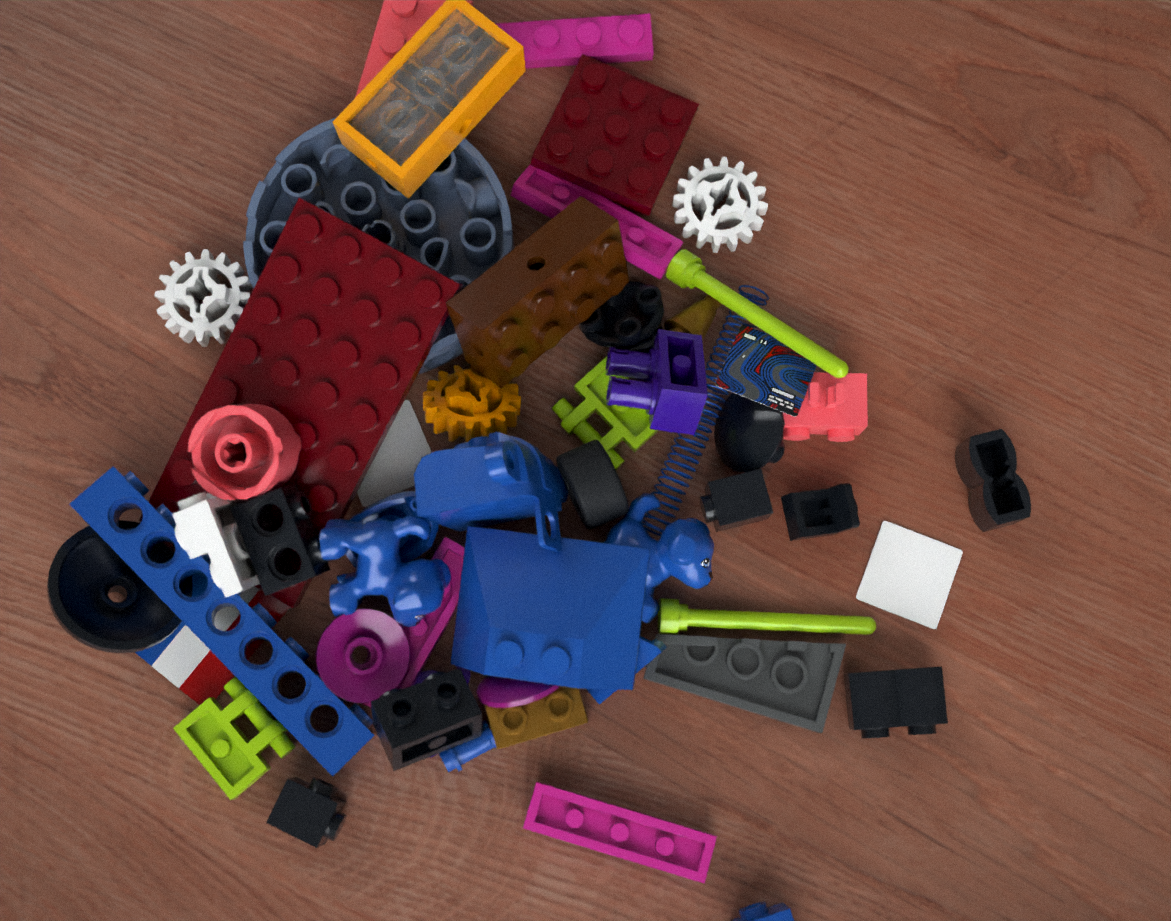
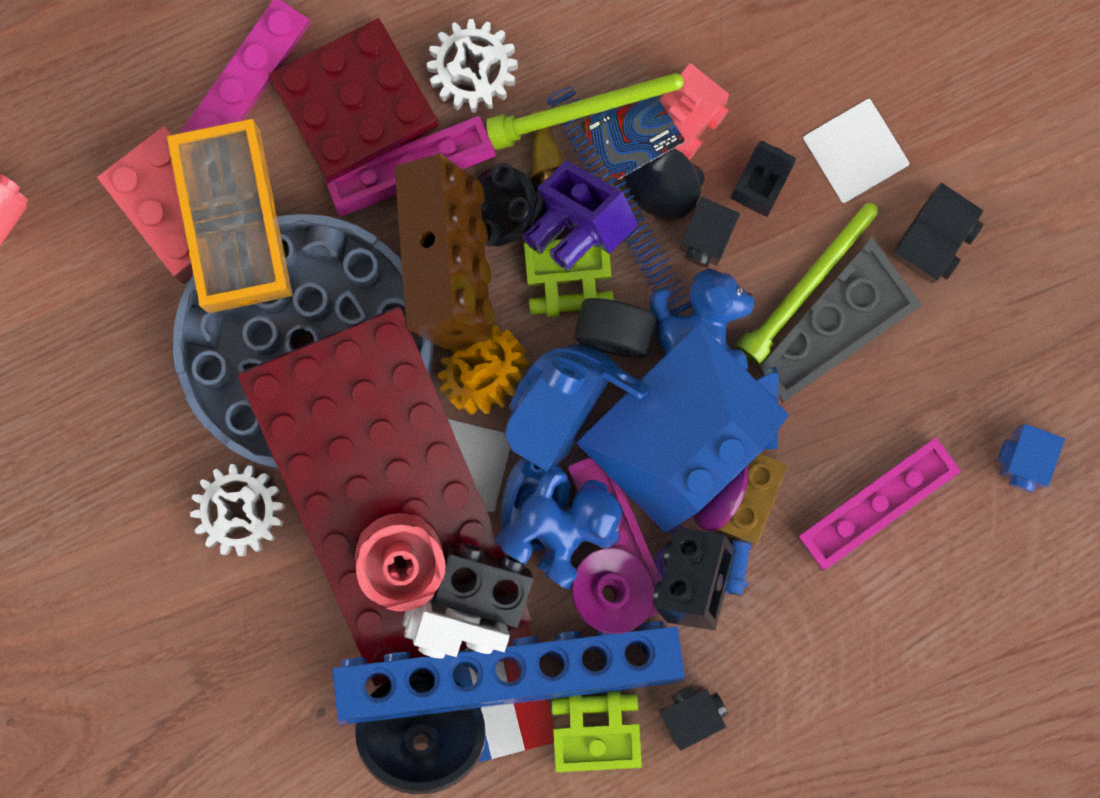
camera: 50 degrees left, 5 degrees up
(989, 470) = (846, 40): black brick -> none

